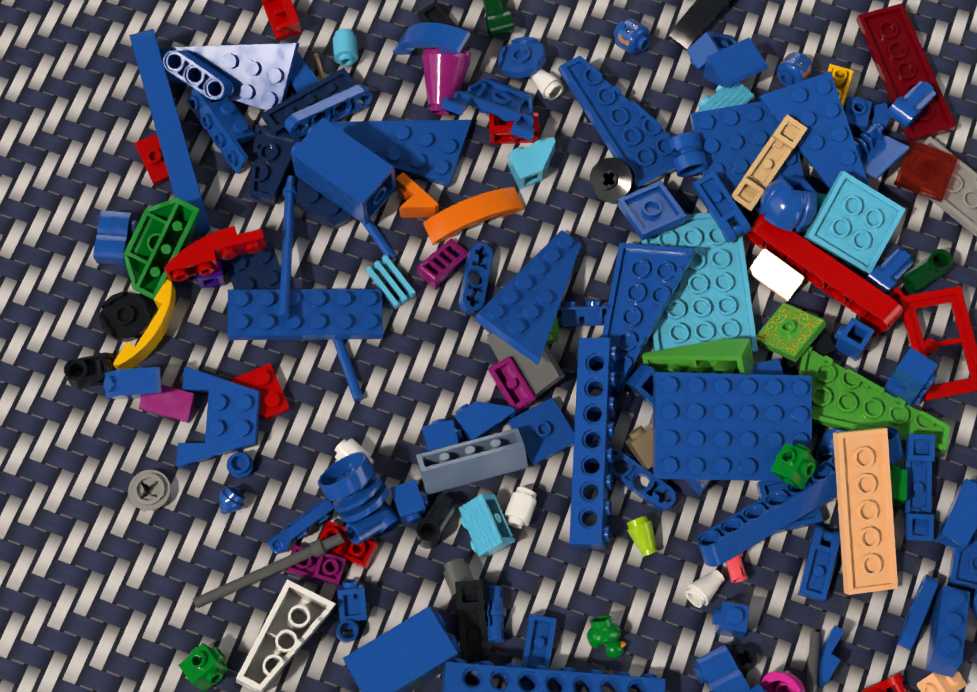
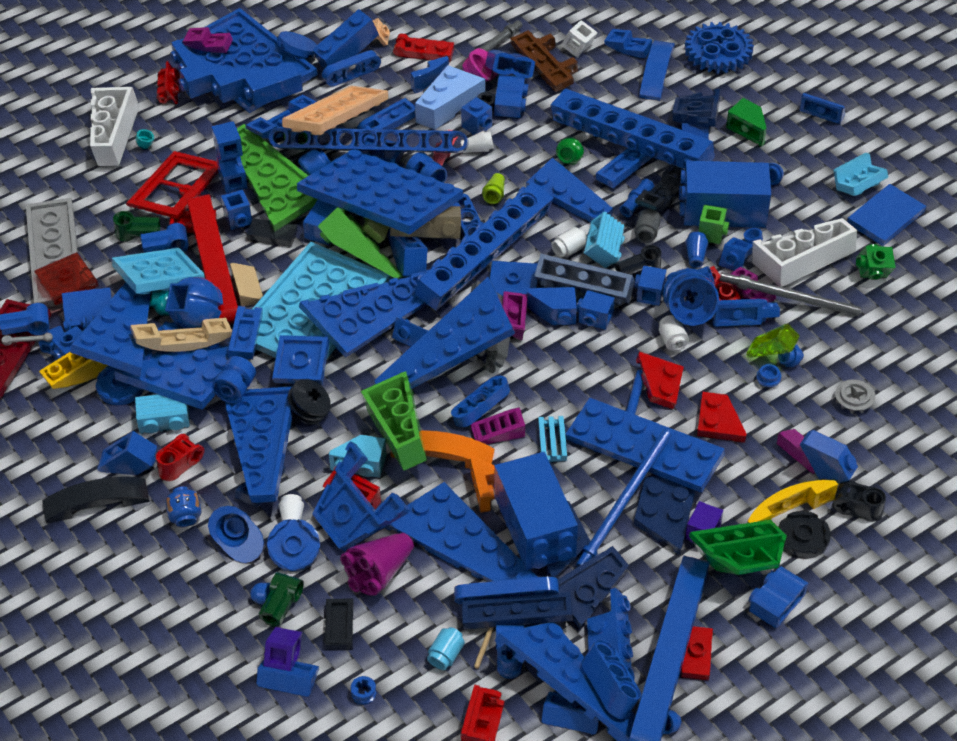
camera: 145 degrees left, 20 degrees down
(139, 91) = (675, 721): none -> blue hinge
(203, 254) = (695, 514): red slope -> none
(230, 420) = (759, 403): blue wing -> none
(238, 486) = (774, 342): none -> clear neon green slope
(334, 398) = (661, 379): none -> red wing
(391, 612) = (713, 223): none -> bright green brick
(394, 580) = (696, 248): none -> blue cone
(432, 35) = (371, 581): blue slope -> none
(515, 10) = (260, 592): none -> blue hinge
(521, 197) = (396, 417): none -> bright green wedge
(574, 41) = (236, 533): none -> blue piece
(574, 583) = (569, 191): none -> blue wing
(676, 78) = (177, 457): none -> red piece
(719, 505) = (426, 166): none -> blue wheel
(734, 64) = (124, 416): blue slope -> none
(784, 630) = (447, 96): none -> light blue wedge
(790, 332) = (275, 239): bright green plate -> none
(794, 68) = (80, 405): blue head -> none
(794, 465) = (362, 141): green brick -> none
(880, 106) = (7, 340): none -> light grey hinge

